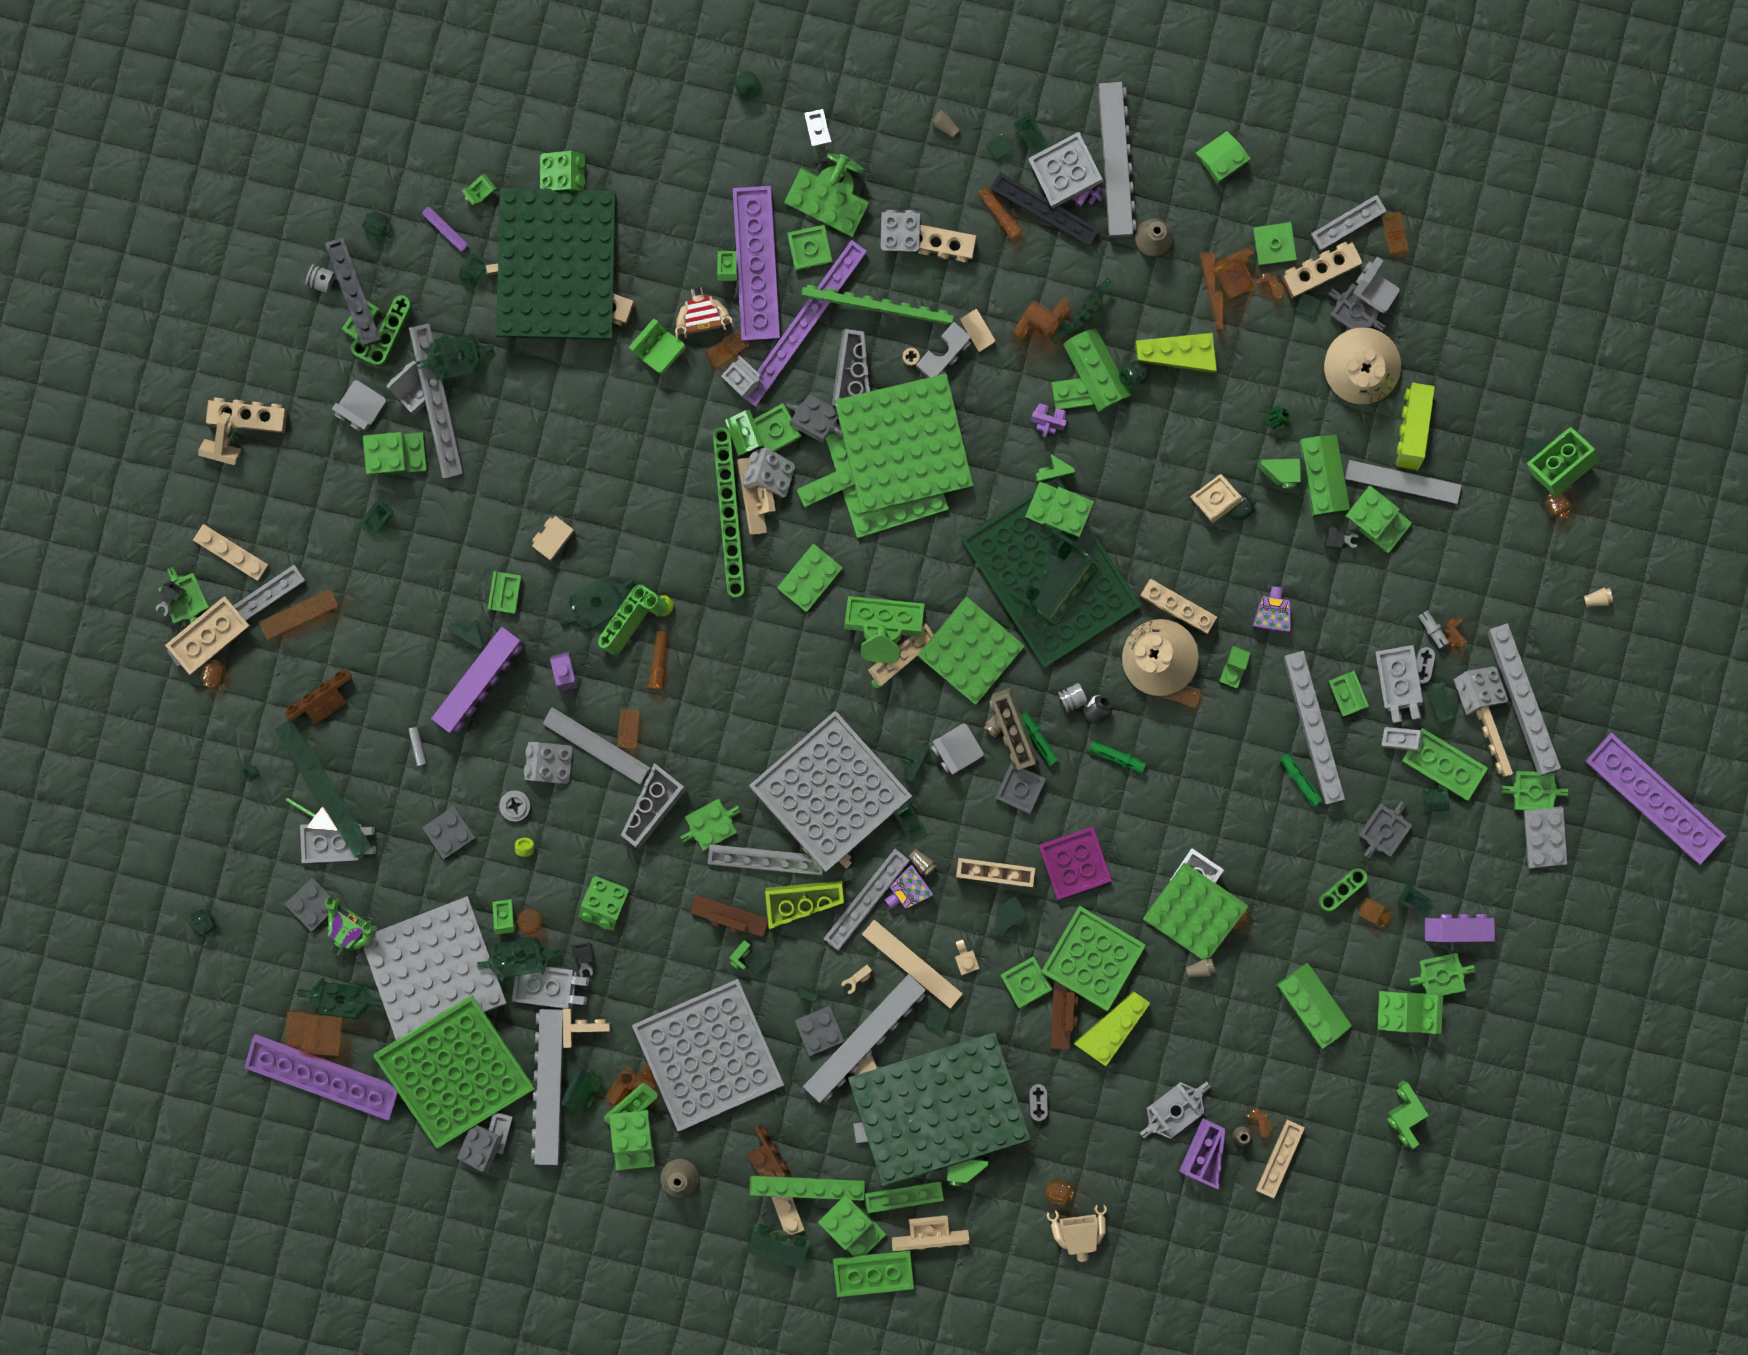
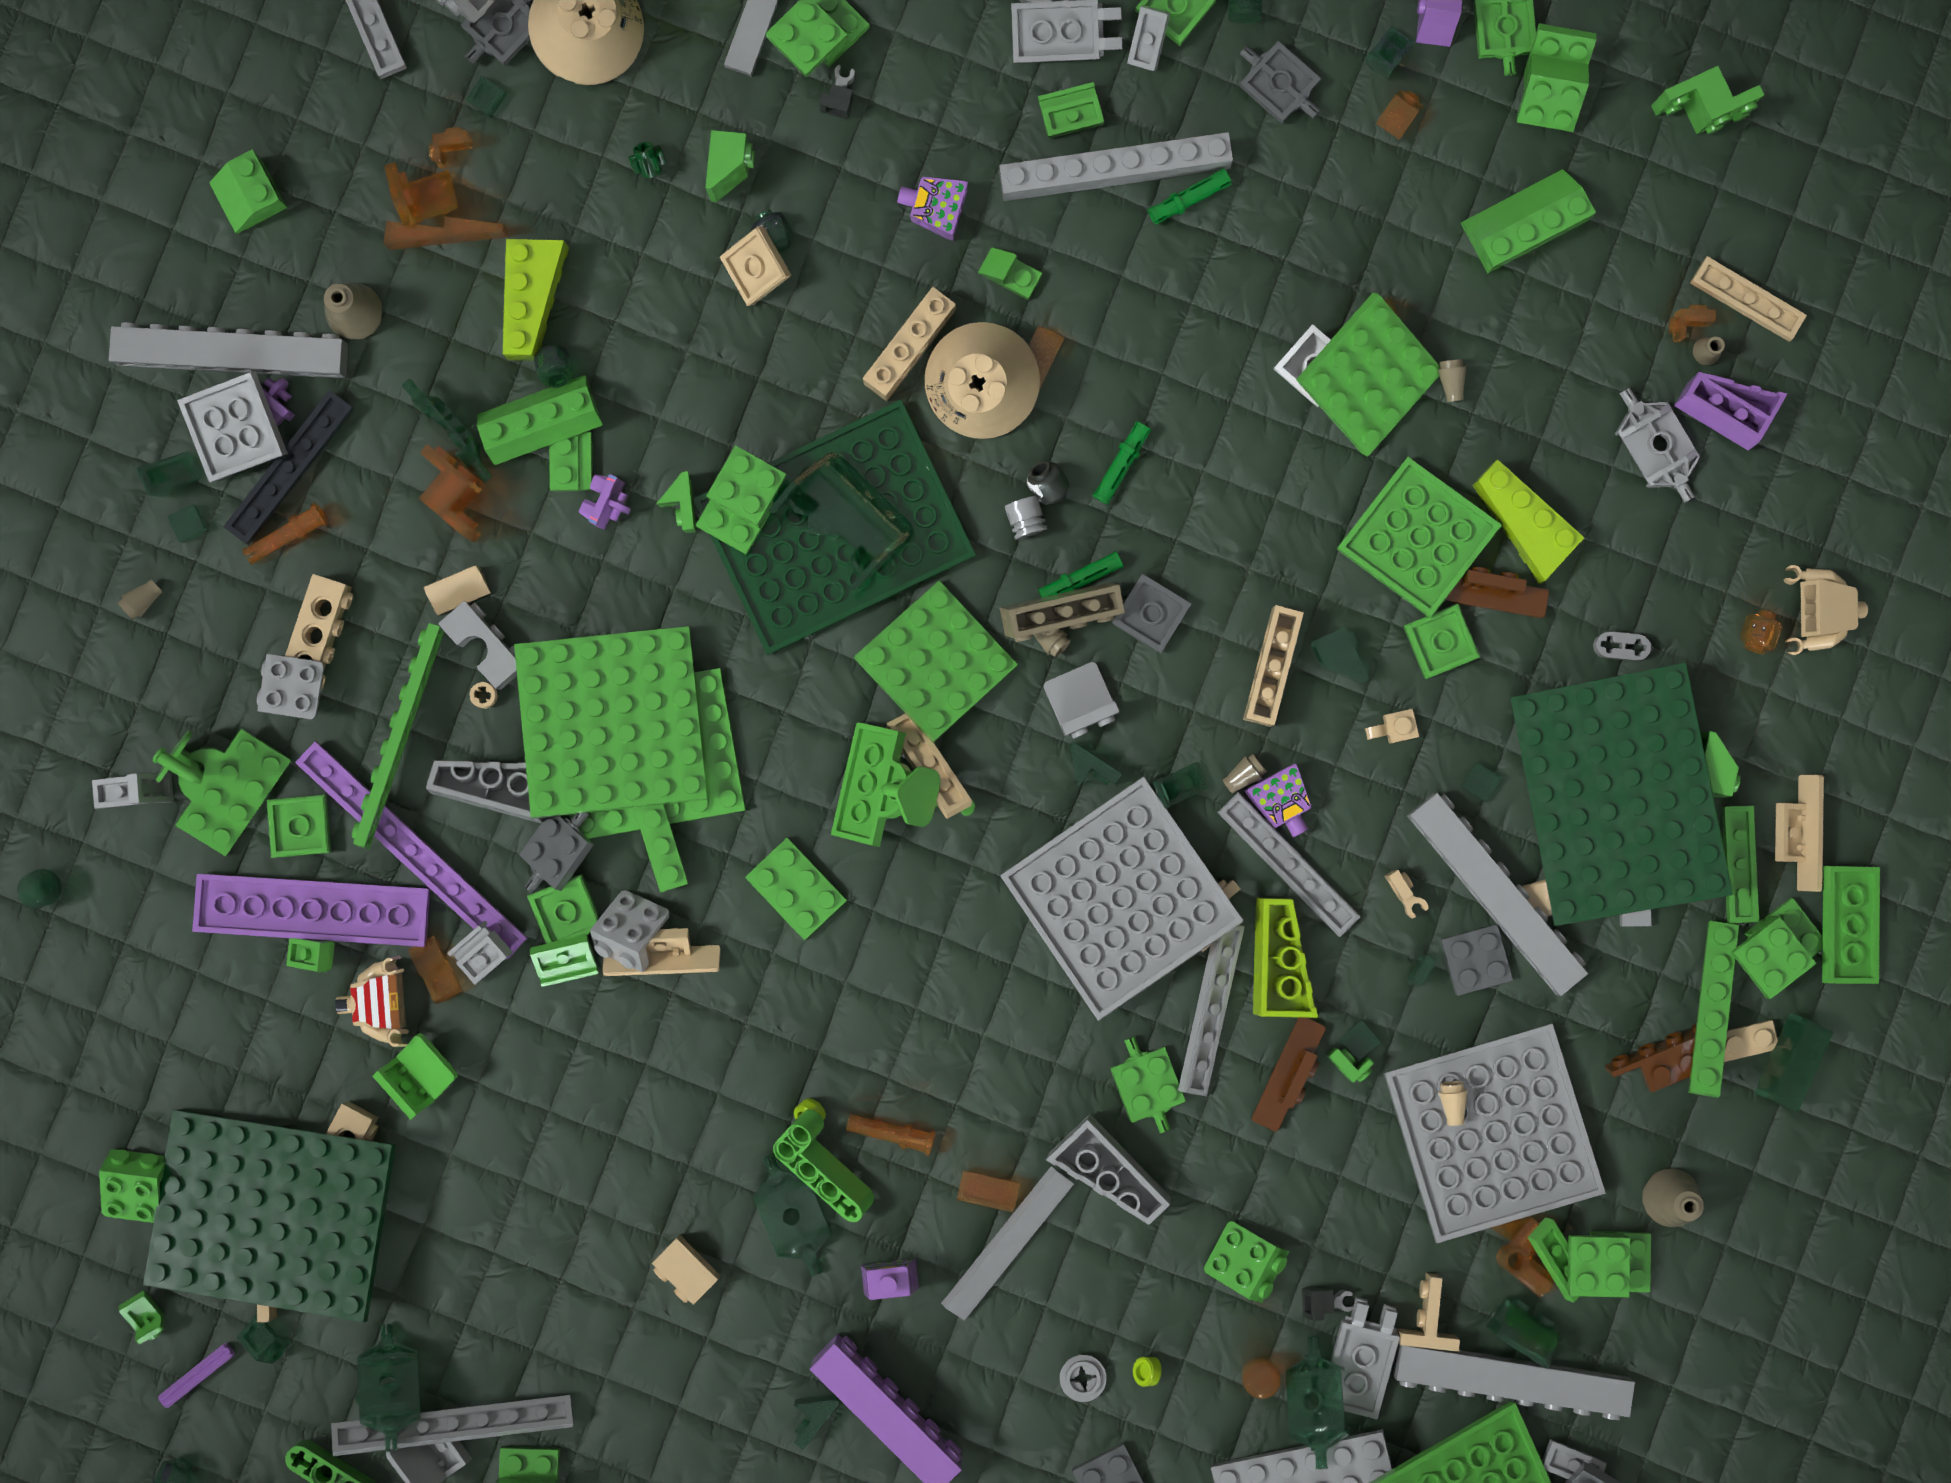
camera: 80 degrees left, 0 degrees up
(503, 917) = (1249, 1416): bright green slope -> none
(504, 592) = (758, 1353): bright green plate -> none
(548, 762) = (1024, 1319): light grey bracket -> none
(726, 1024) = (1453, 1100): none -> tan cone
(728, 503) = (668, 1003): bright green beam -> none
(912, 963) = (1393, 808): tan tile -> none
(1075, 863) = (1272, 546): magenta plate -> none
(1274, 244) = (387, 133): bright green plate -> none
(1324, 475) = (741, 105): bright green slope -> none
(1350, 261) = (426, 23): tan brick -> none
(1351, 886) = (1360, 169): bright green beam -> none

